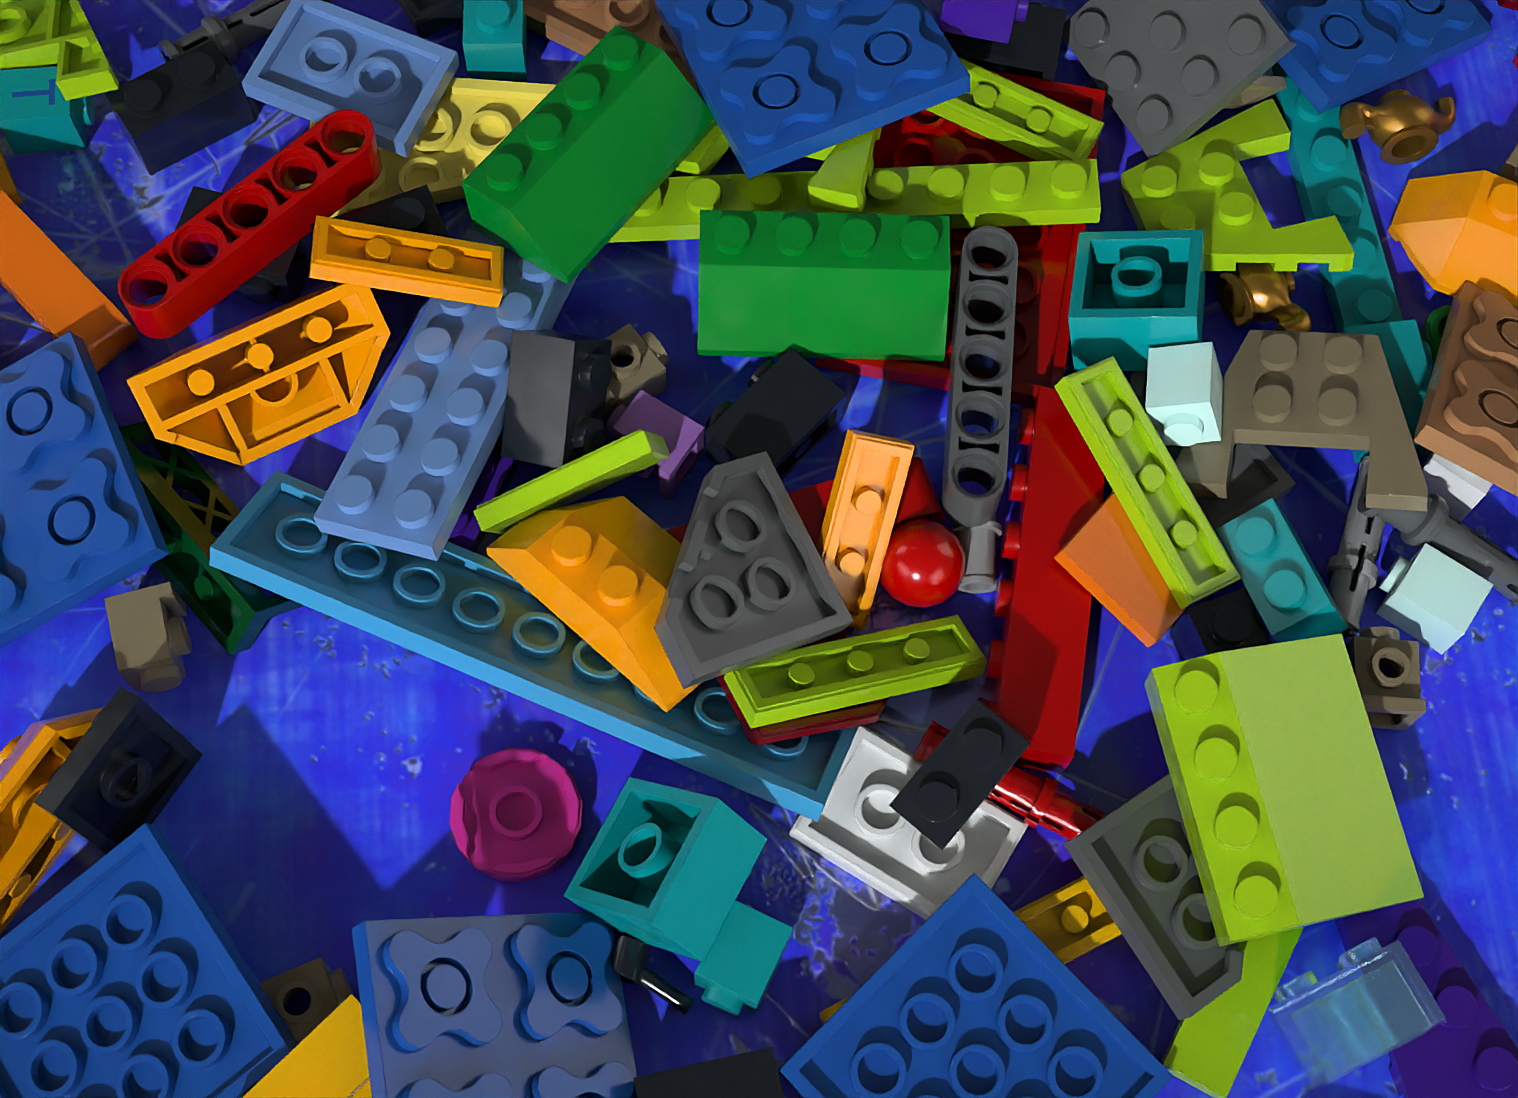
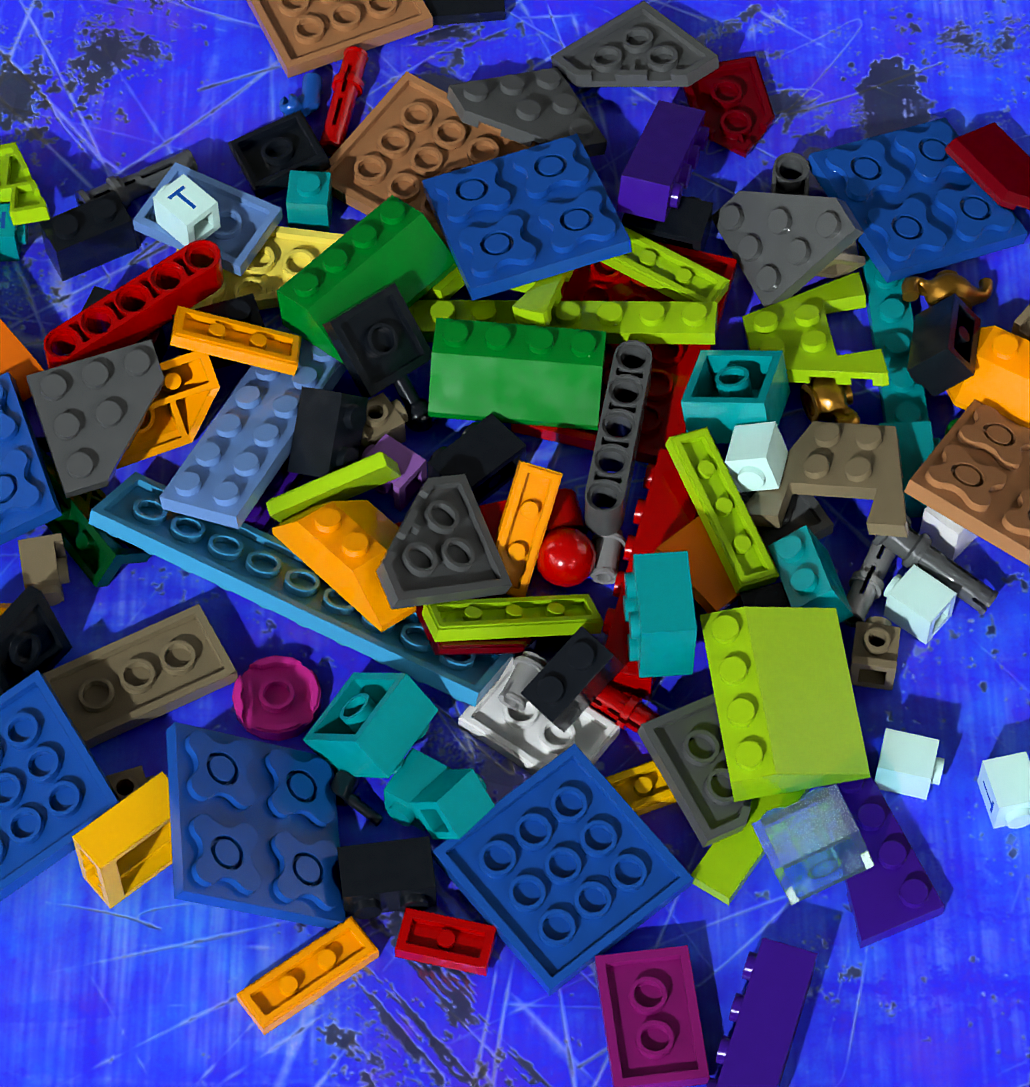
camera: 10 degrees right, 10 degrees down
(205, 389) = (95, 411): none -> dark grey plate
(304, 803) = (142, 676): none -> dark tan plate
(318, 65) = (186, 211): none -> light aqua brick
(622, 258) = (381, 347): none -> black plate
(804, 992) = (453, 803): none -> teal brick
(883, 768) = (525, 670): none -> light grey pin
(1091, 665) = (660, 614): none -> teal brick
(1416, 204) = (944, 345): none -> black brick
(1459, 854) = (908, 764): none -> light aqua brick

